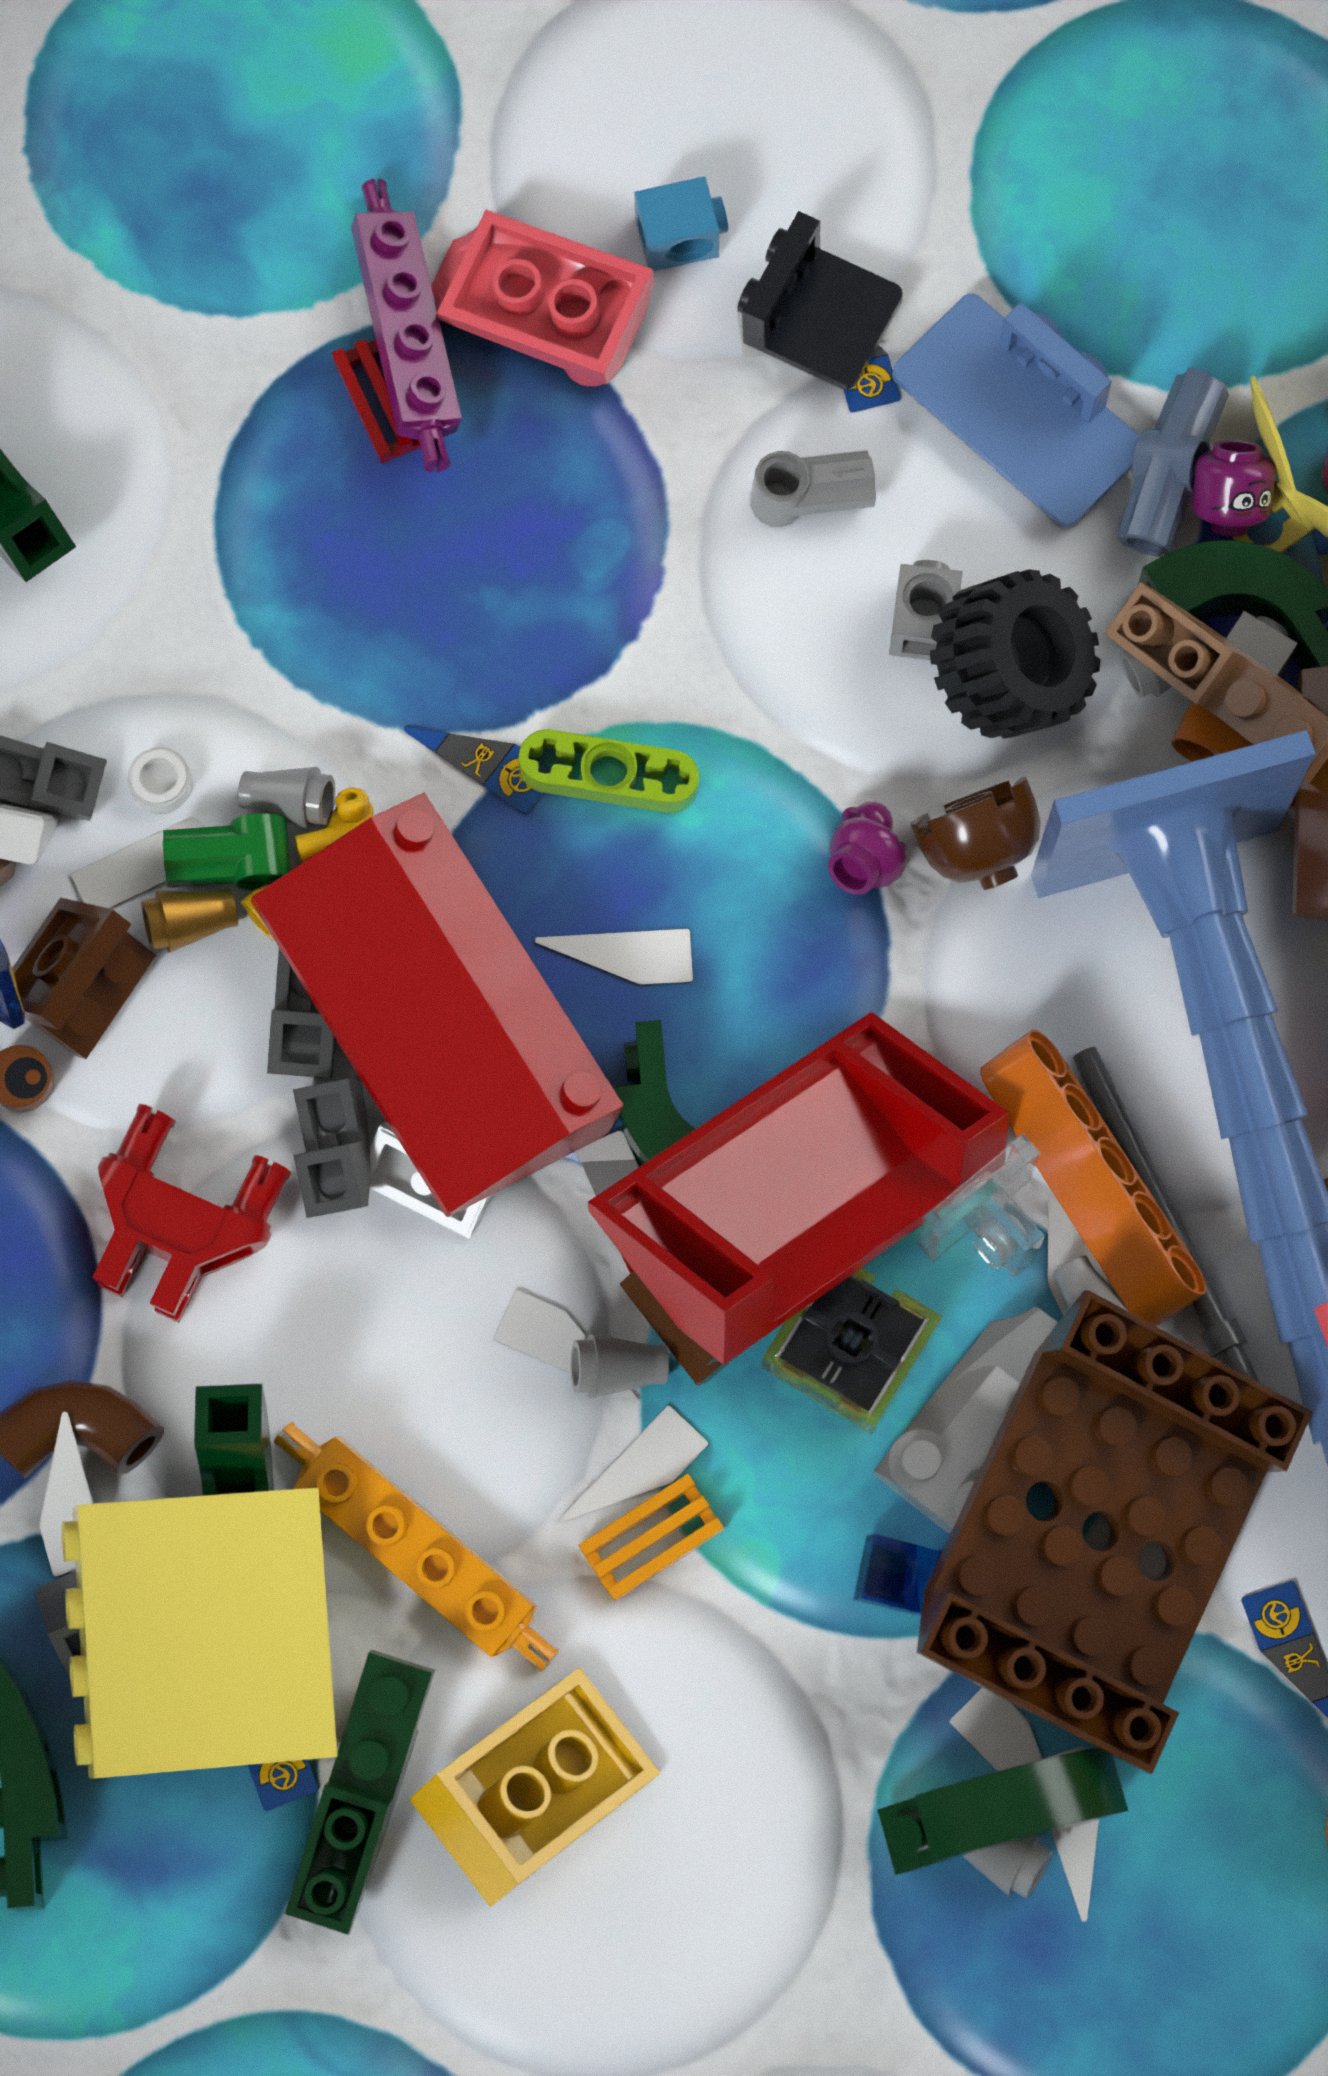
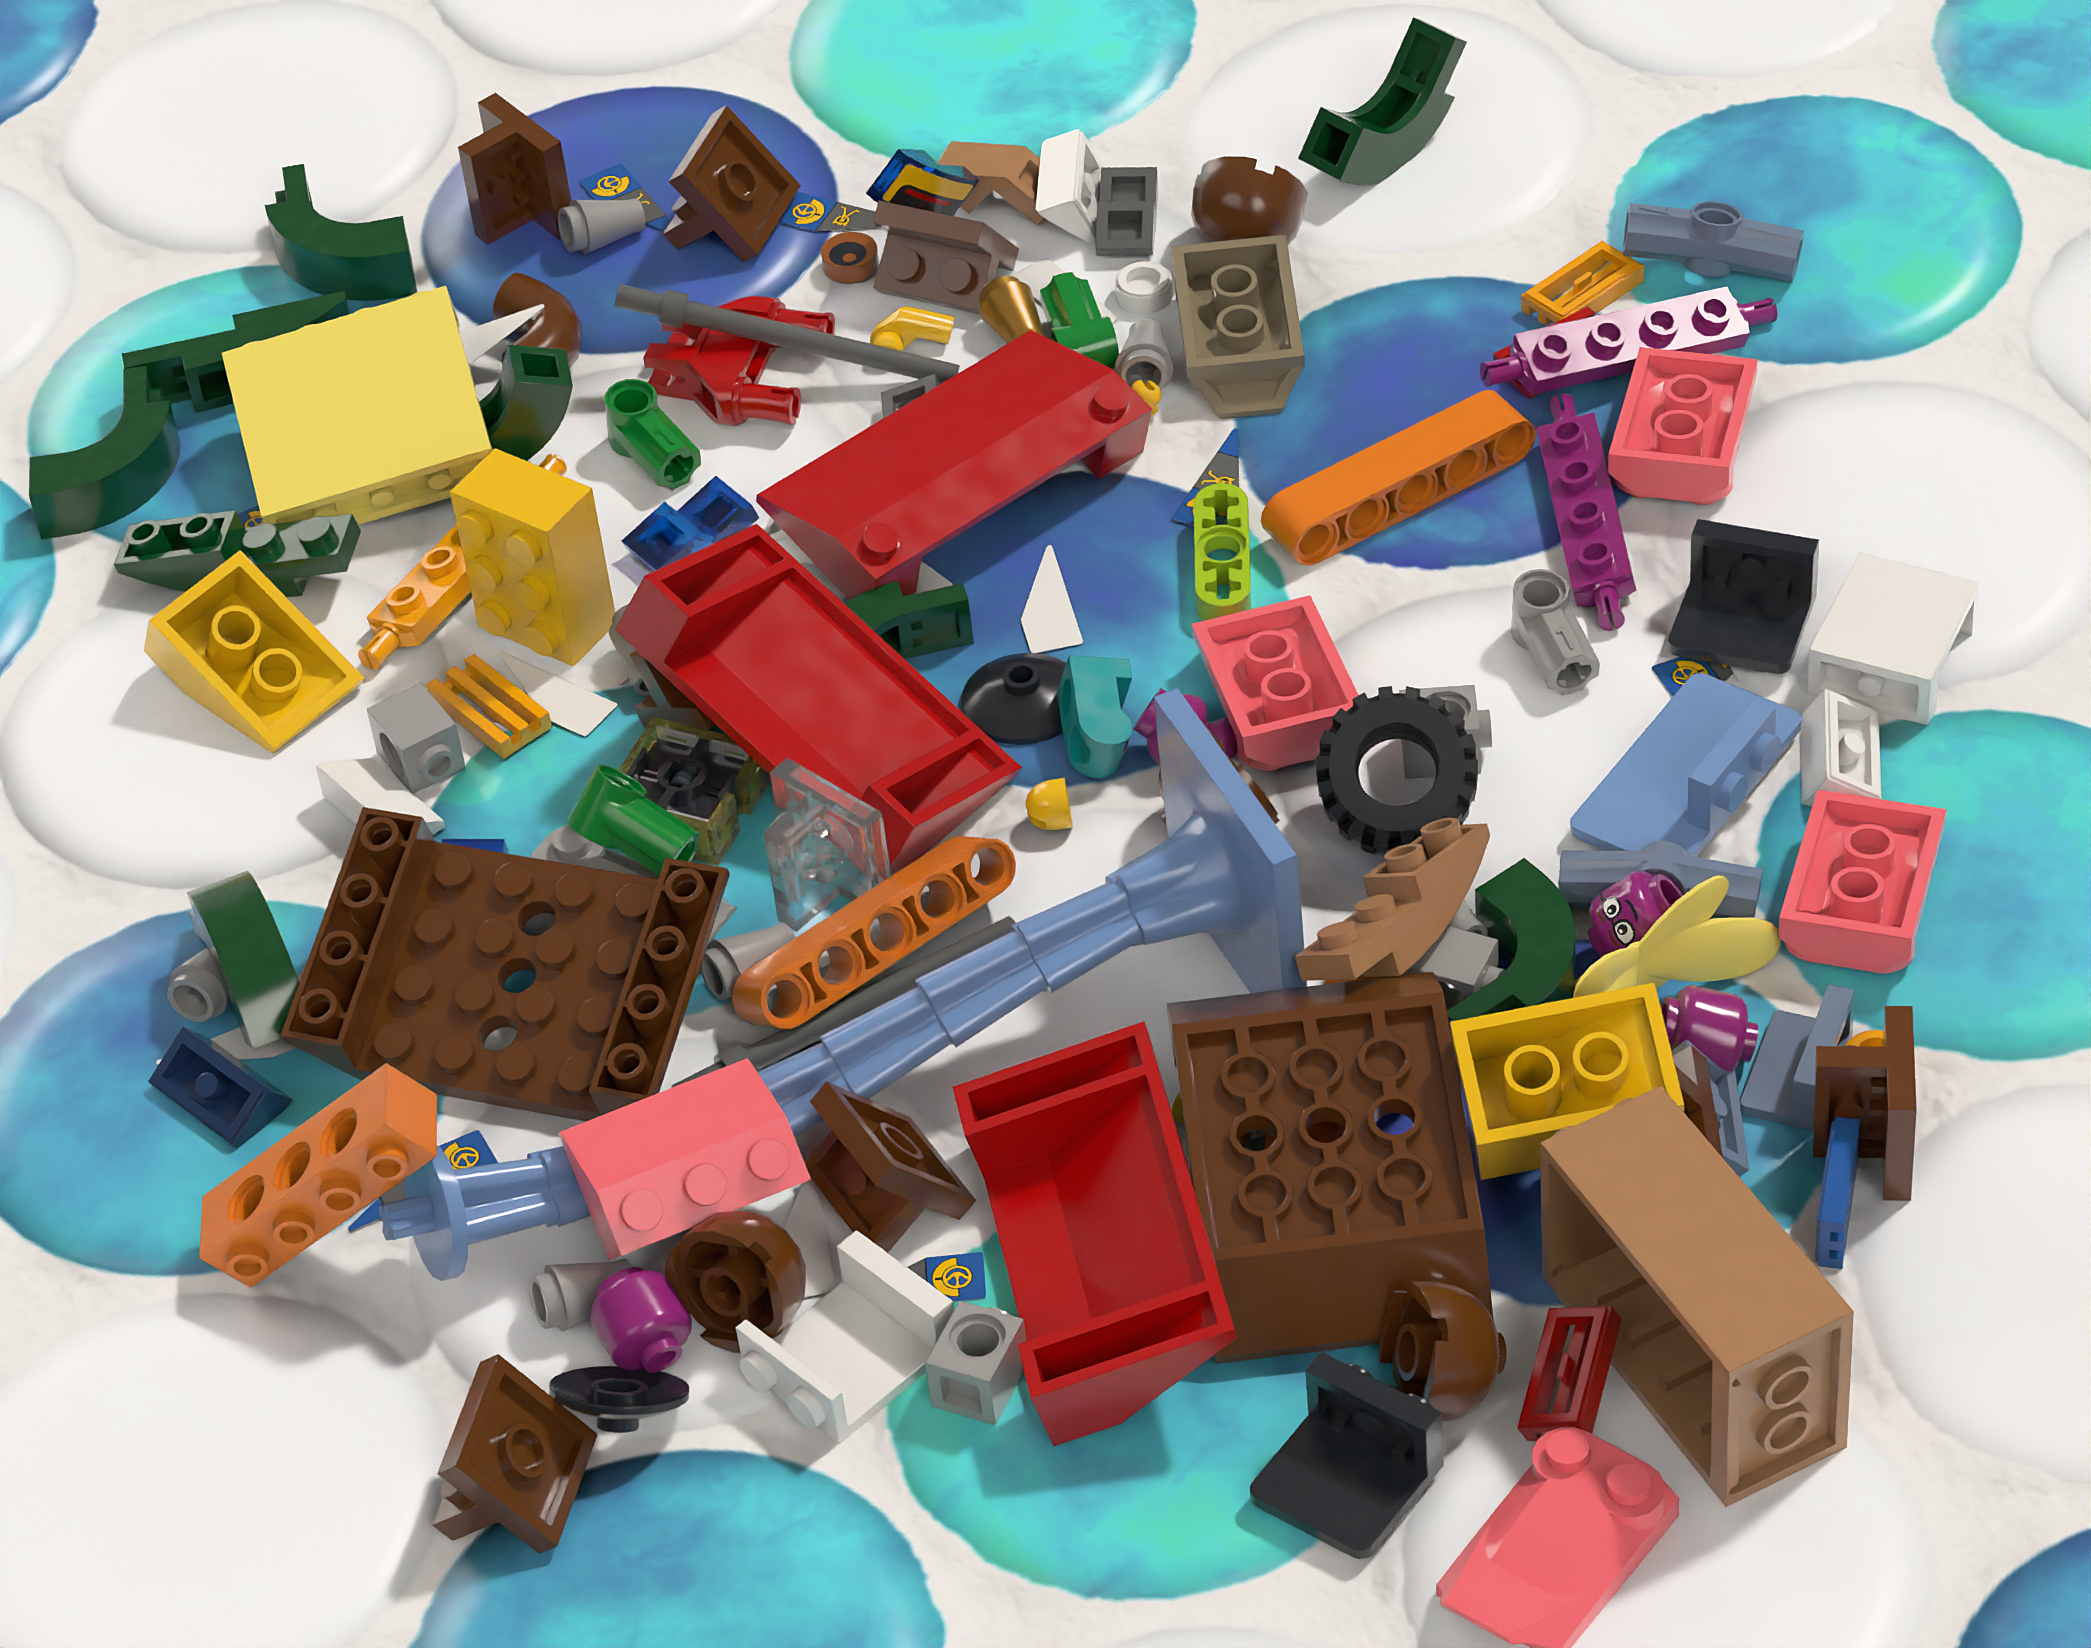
camera: 85 degrees right, 30 degrees down
(106, 651) = (1244, 202): none -> reddish brown cylinder
(140, 1258) = (676, 309): none -> dark grey bar
(167, 1030) = (910, 323): none -> yellow arm
(196, 1945) = (112, 476): none -> dark green arch
(270, 687) = (1239, 323): none -> dark tan slope
(274, 211) = (1712, 240): none -> sand blue piece
(288, 1319) = (647, 434): none -> green piece
(311, 392) = (1589, 290): none -> light orange tile
(336, 1142) = (798, 443): dark grey slope -> none
(428, 1300) = (702, 521): none -> clear blue slope
(522, 1453) = (534, 556): none -> yellow brick
(547, 581) = (1397, 477): none -> orange beam
(627, 419) = (1586, 511): none -> magenta plate
(679, 223) = (1798, 494): dark azure brick -> none
(705, 1612) = (416, 738): none -> light grey brick
(751, 1027) = (1016, 698): none -> black dish
(774, 1661) = (366, 784): none -> white slope
(817, 745) = (1275, 680): none -> coral slope
(831, 928) = (1092, 713): none -> teal leg
(893, 182) = (1891, 636): none -> white panel
(915, 1400) = (619, 816): none -> green piece
(936, 990) = (1049, 805): none -> yellow hinge
(1015, 272) = (1839, 748): none -> white slope
(1145, 1853) = (217, 1088): none -> dark blue slope
(1202, 285) = (1861, 882): none -> coral slope

